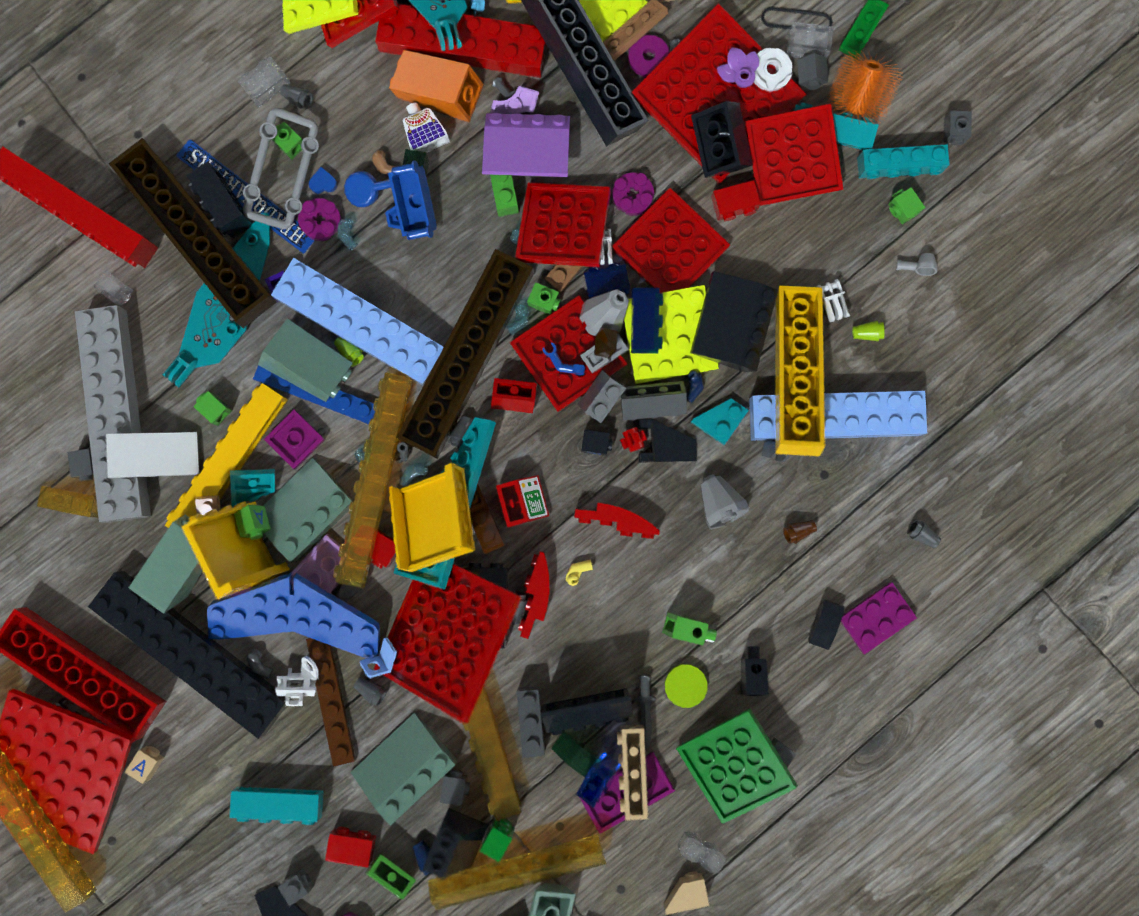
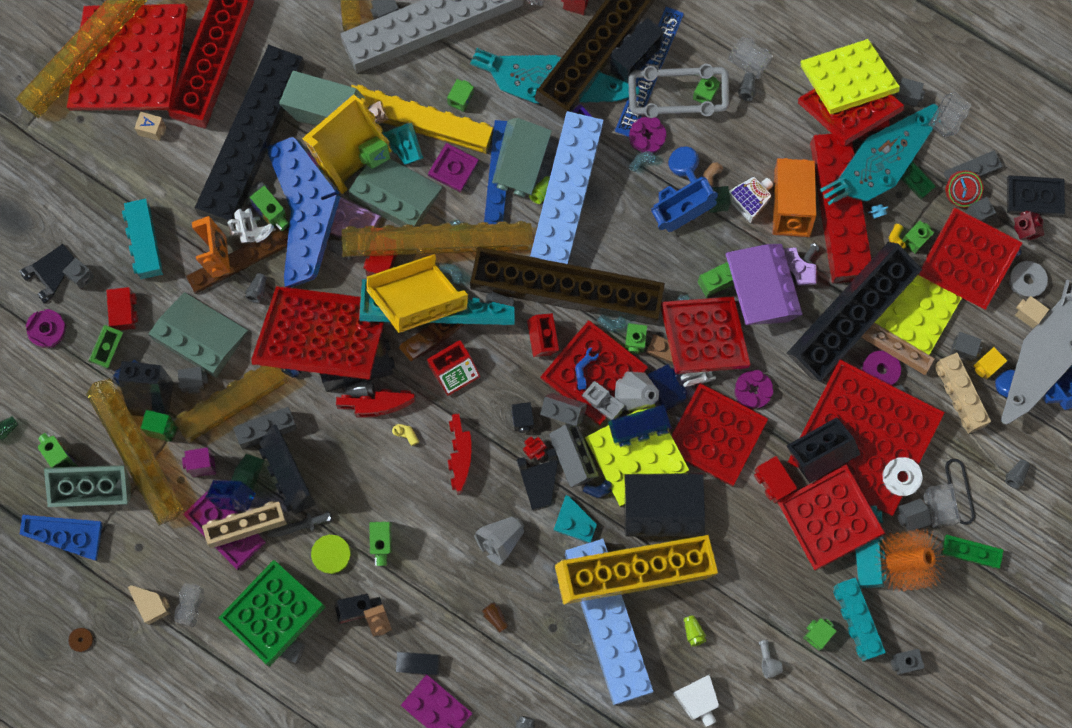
camera: 65 degrees right, 10 degrees down
(151, 454) = (407, 58): white tile -> none
(278, 656) = (269, 208): none -> bright green torso
(322, 181) = (680, 128): blue tile -> none
(327, 727) = (216, 260): none -> orange panel
(384, 660) = (285, 291): light blue bracket -> none
(403, 453) = (467, 257): dark grey arm -> none
(551, 804) = (199, 462): none -> magenta brick
(605, 342) = (610, 397): dark brown slope -> none
(737, 65) = (895, 444): medium lavender plate -> none
(775, 655) = (378, 620): none -> medium nougat plate
(835, 303) = (713, 590): white arm -> none
(940, 347) = (699, 700): none -> white torso

